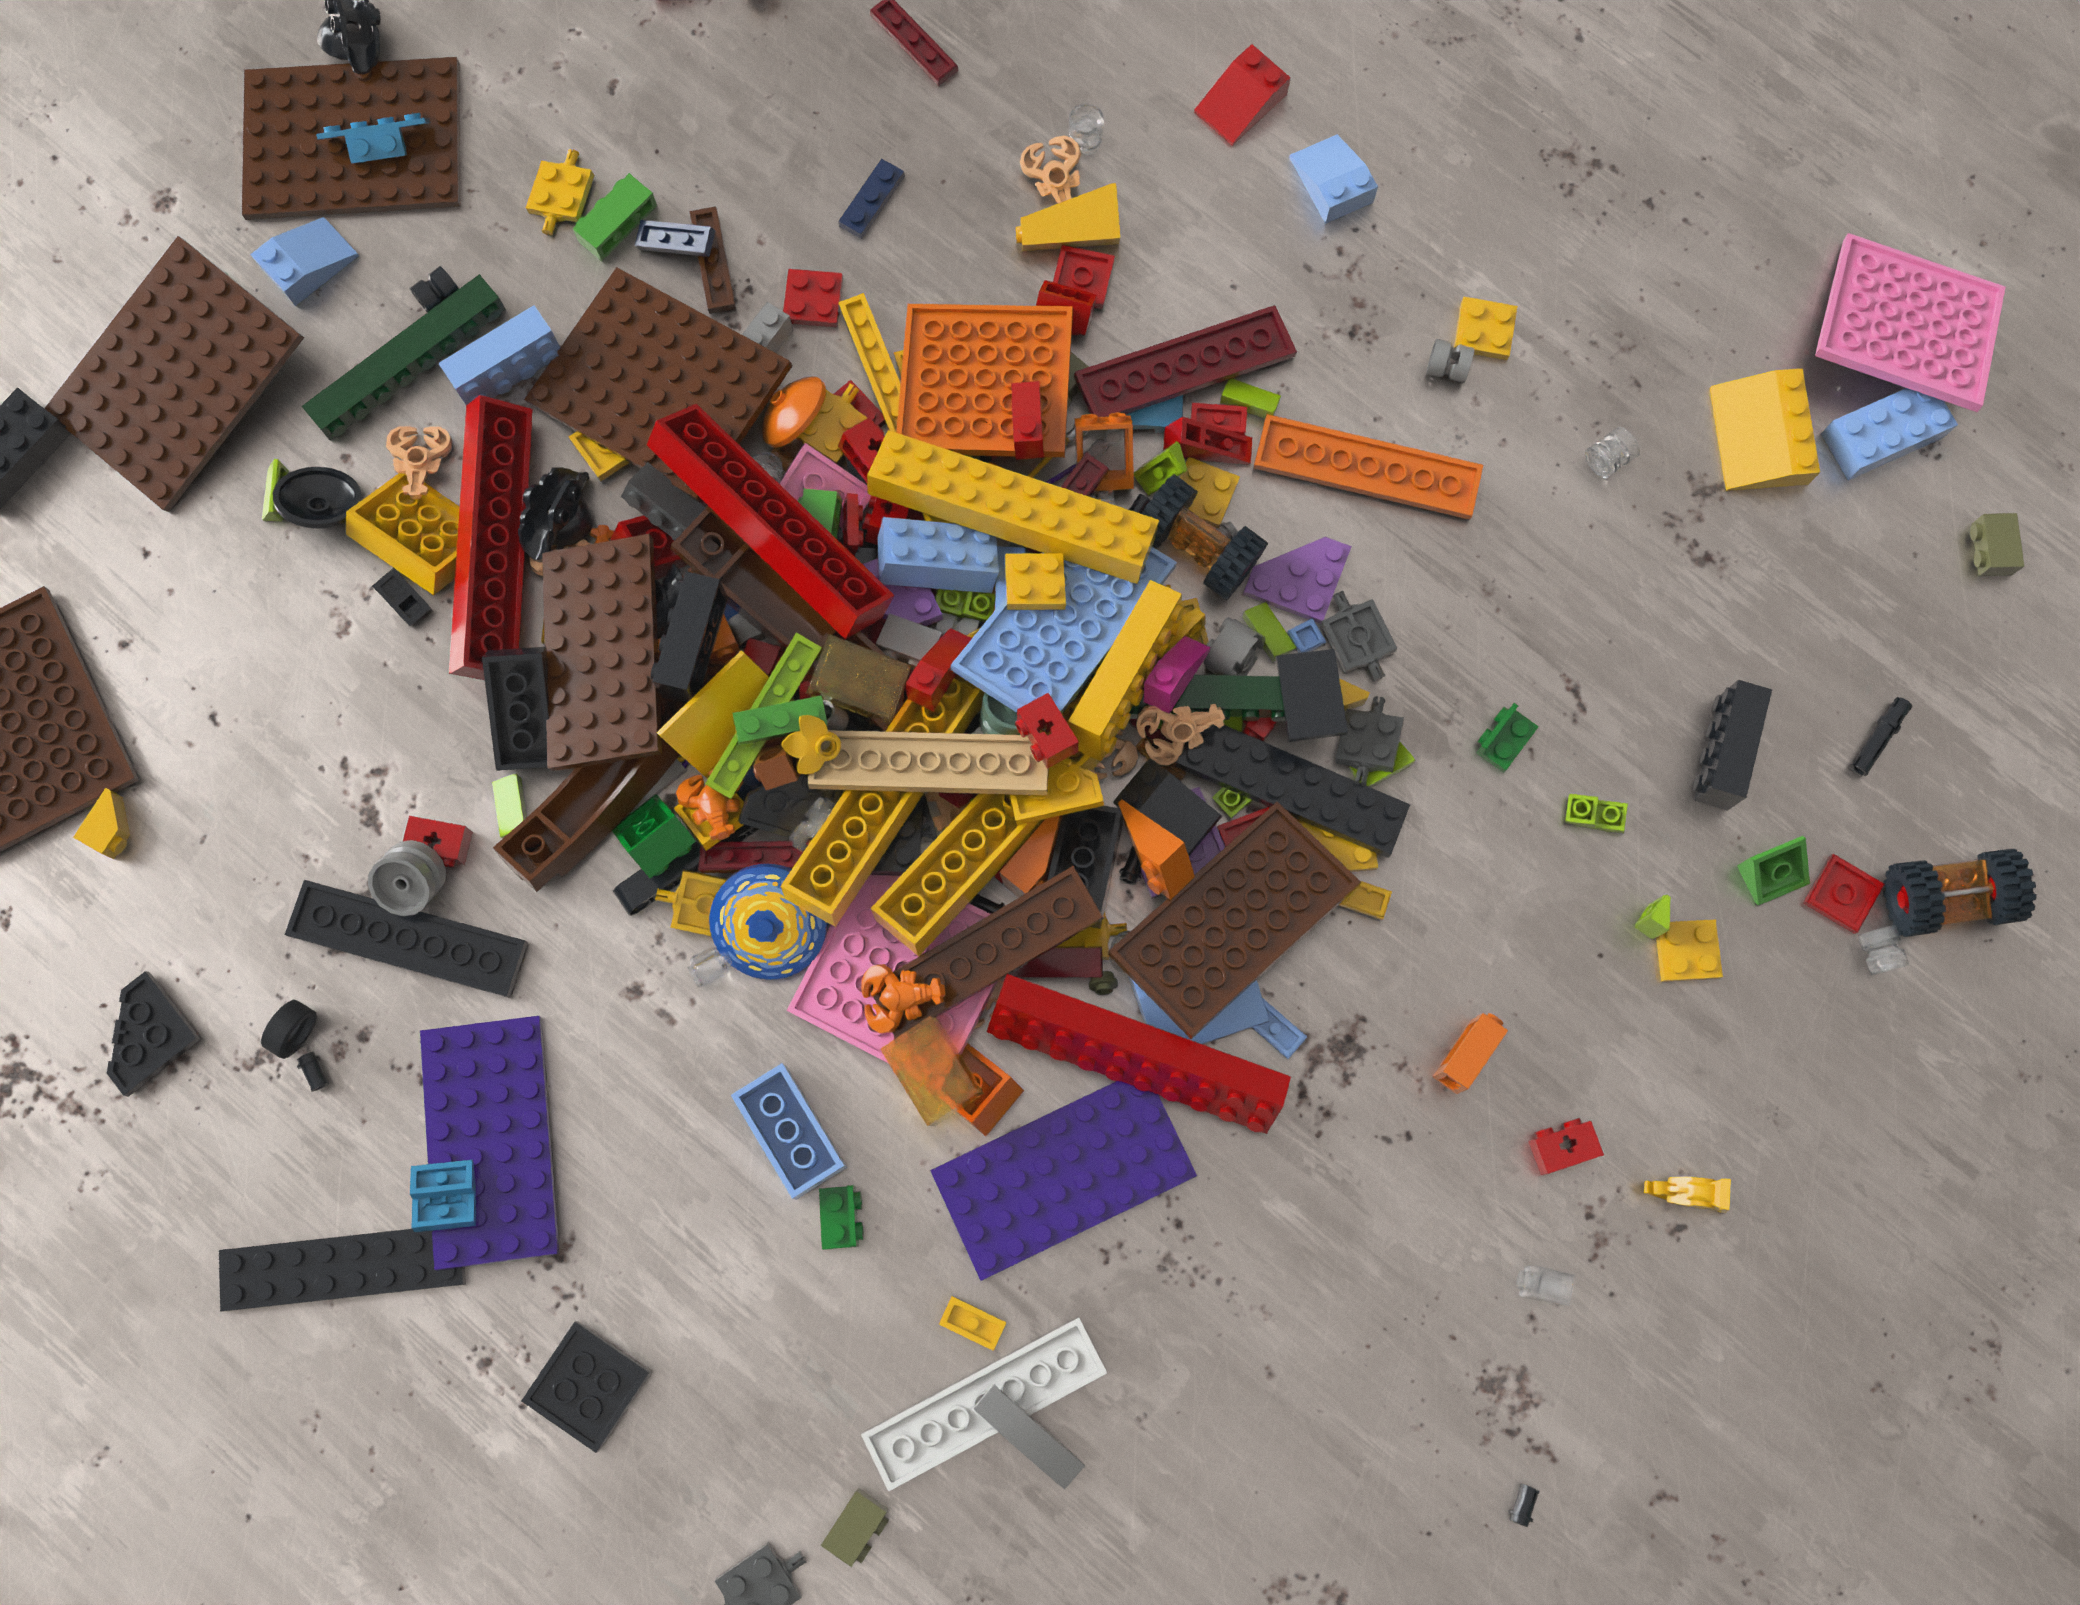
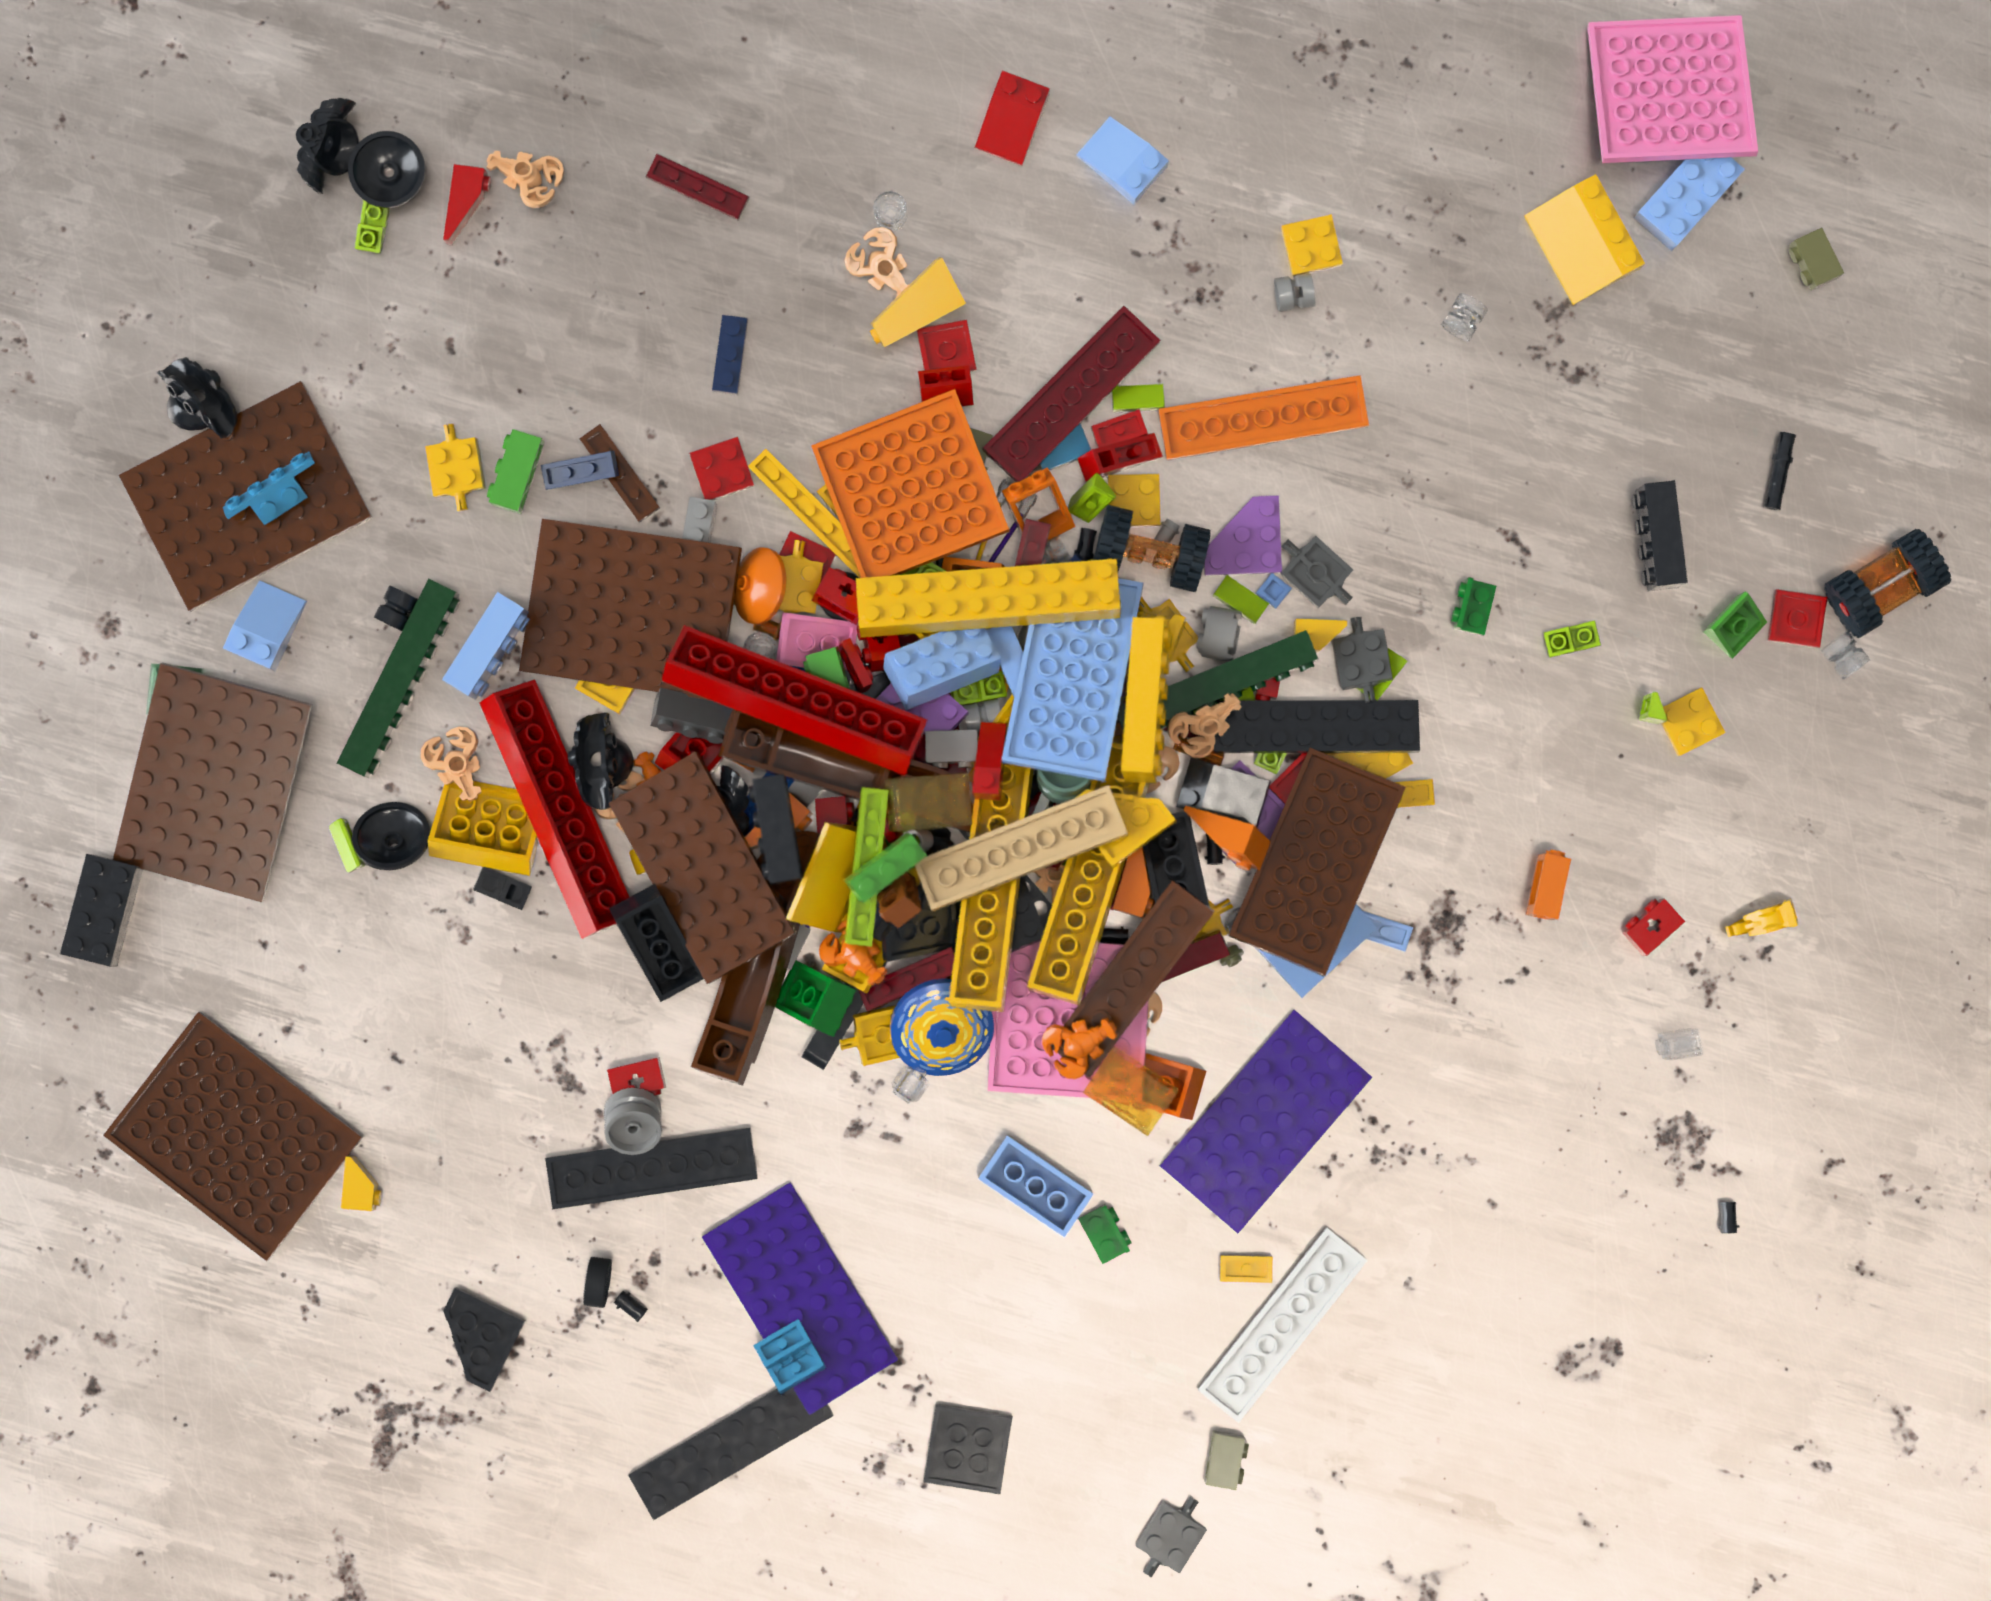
camera: 25 degrees left, 10 degrees up
(509, 803) = (680, 1023): slope -> none
(807, 744) = (918, 877): yellow plate -> none
(817, 815) = (947, 937): clear plate -> none
(1027, 420) = (965, 513): red slope -> none
(1029, 1436) = (1328, 1334): light grey slope -> none
(1035, 581) = (1036, 655): yellow plate -> none
(1045, 715) = (1100, 771): red brick -> none
(1138, 1054) = (1286, 1005): red brick -> none
(1174, 673) = (1183, 680): dark pink slope -> none
(1311, 695) = (1302, 651): black tile -> none

